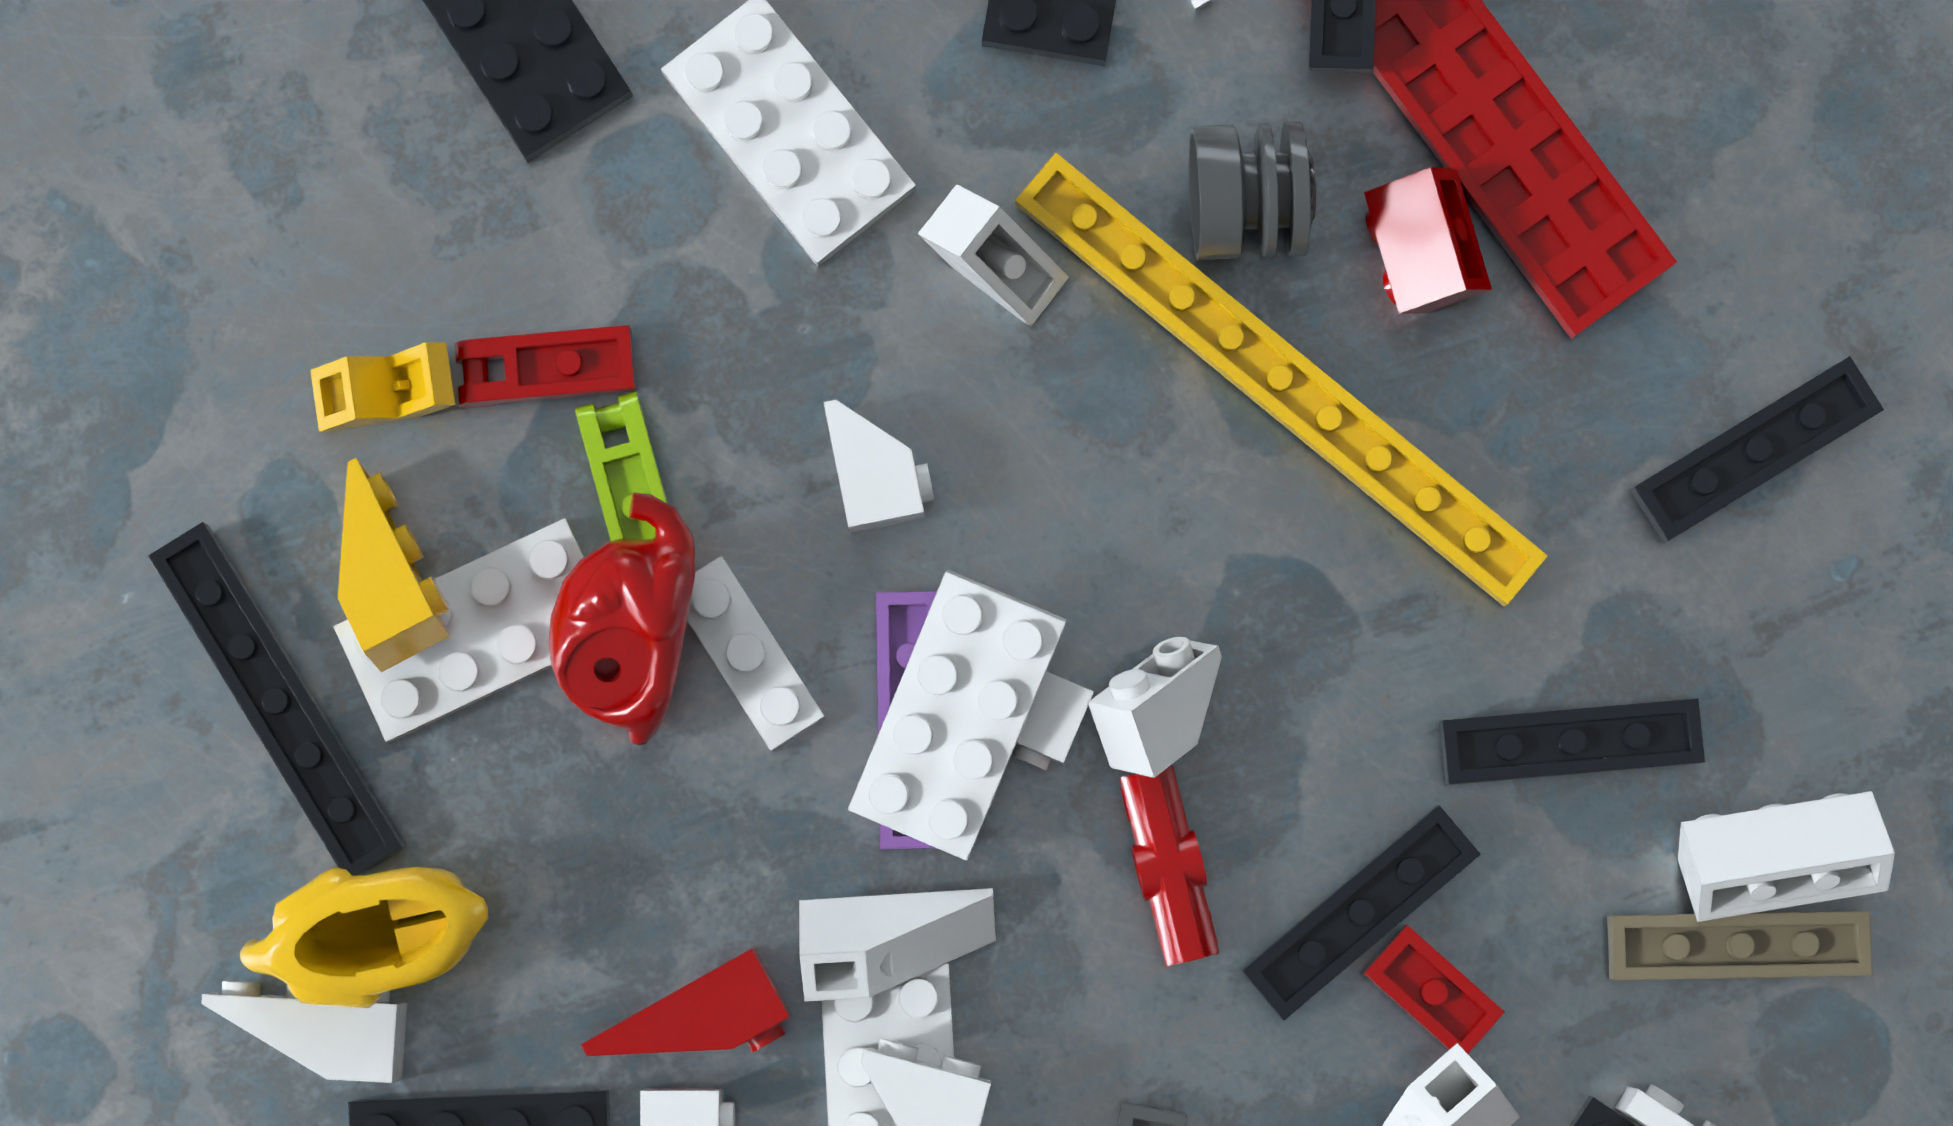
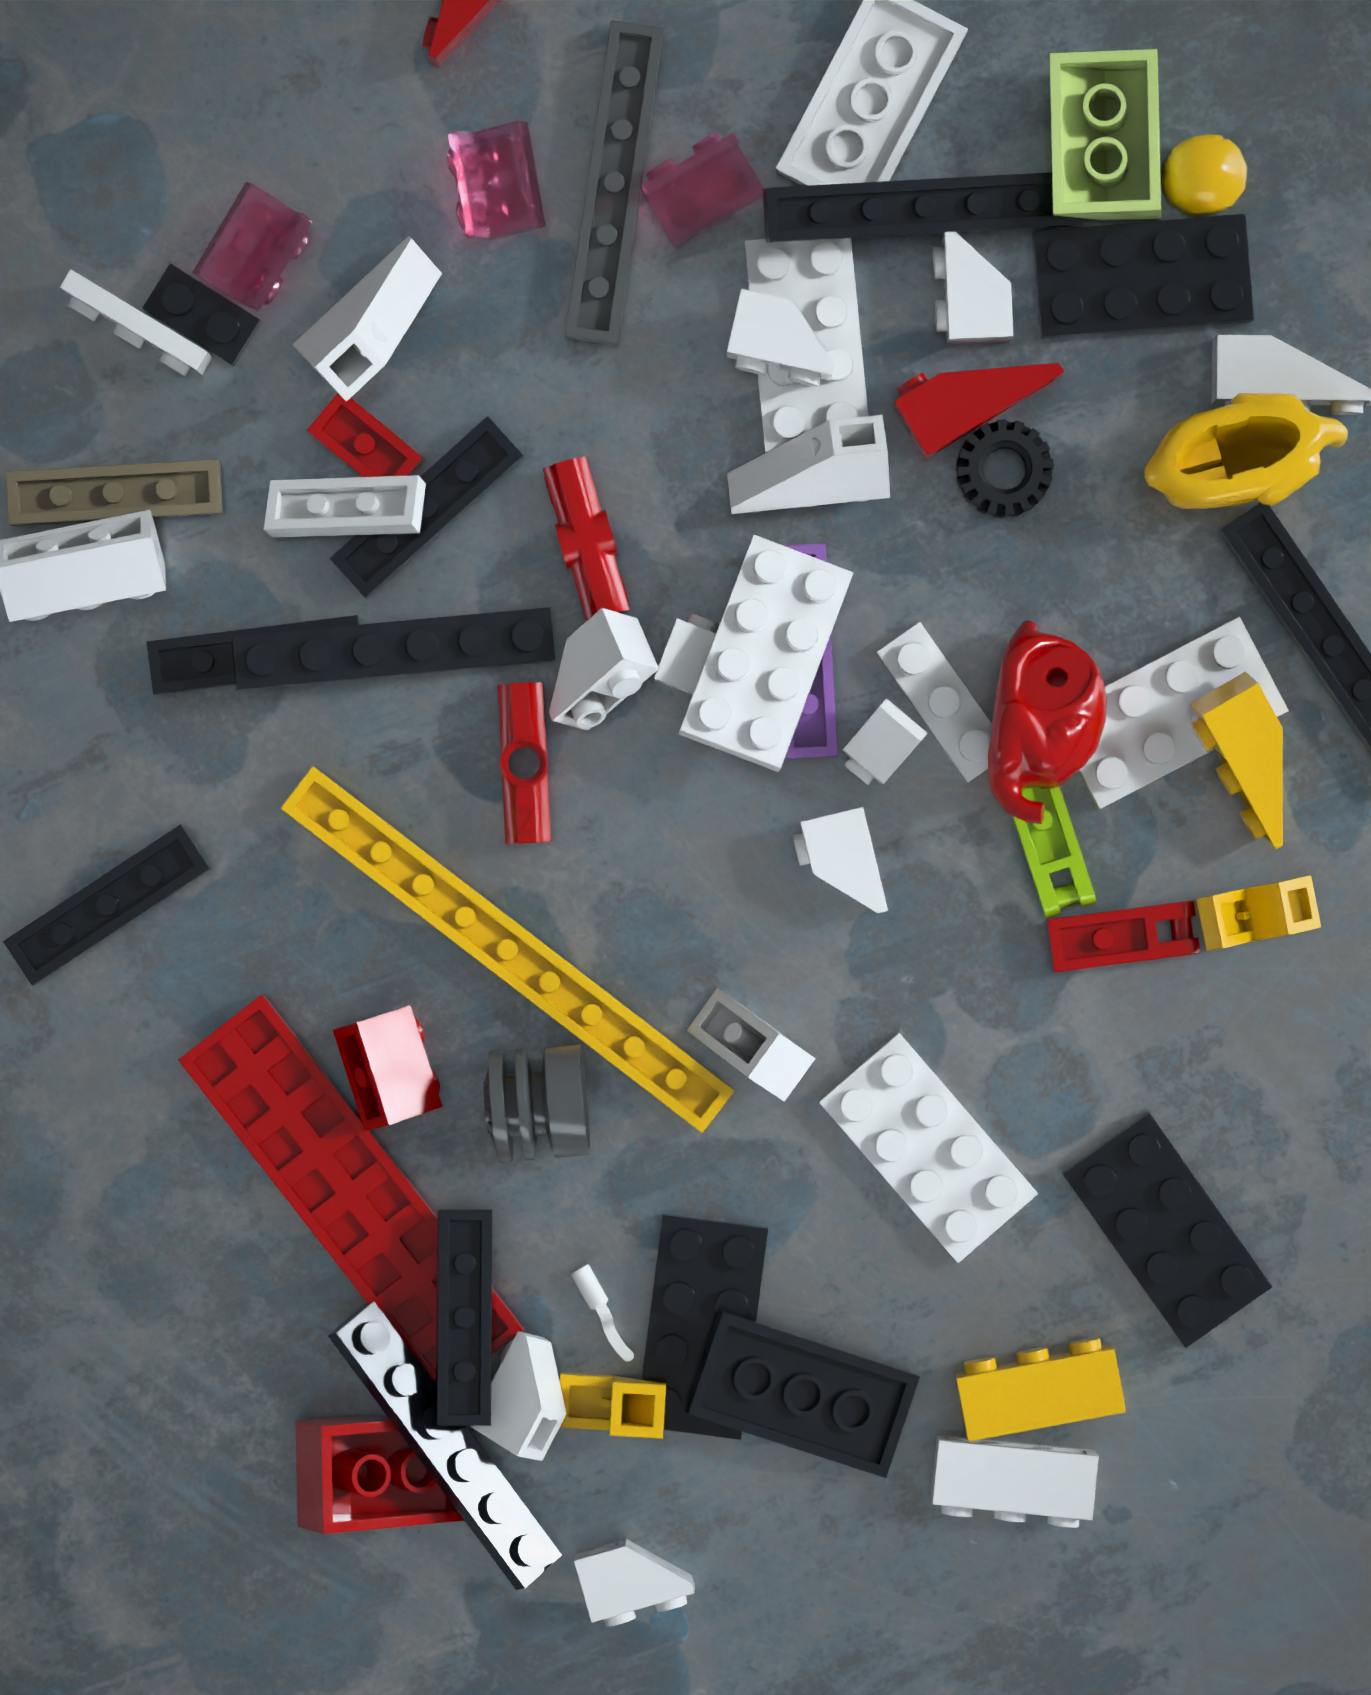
camera: 175 degrees right, 5 degrees up
(620, 925) = (1009, 436): none -> black tyre
(821, 602) = (882, 744): none -> white slope
(1252, 555) = (524, 726): none -> red piece
(1408, 740) = (392, 648): none -> black plate
(1461, 915) = (345, 506): none -> white plate

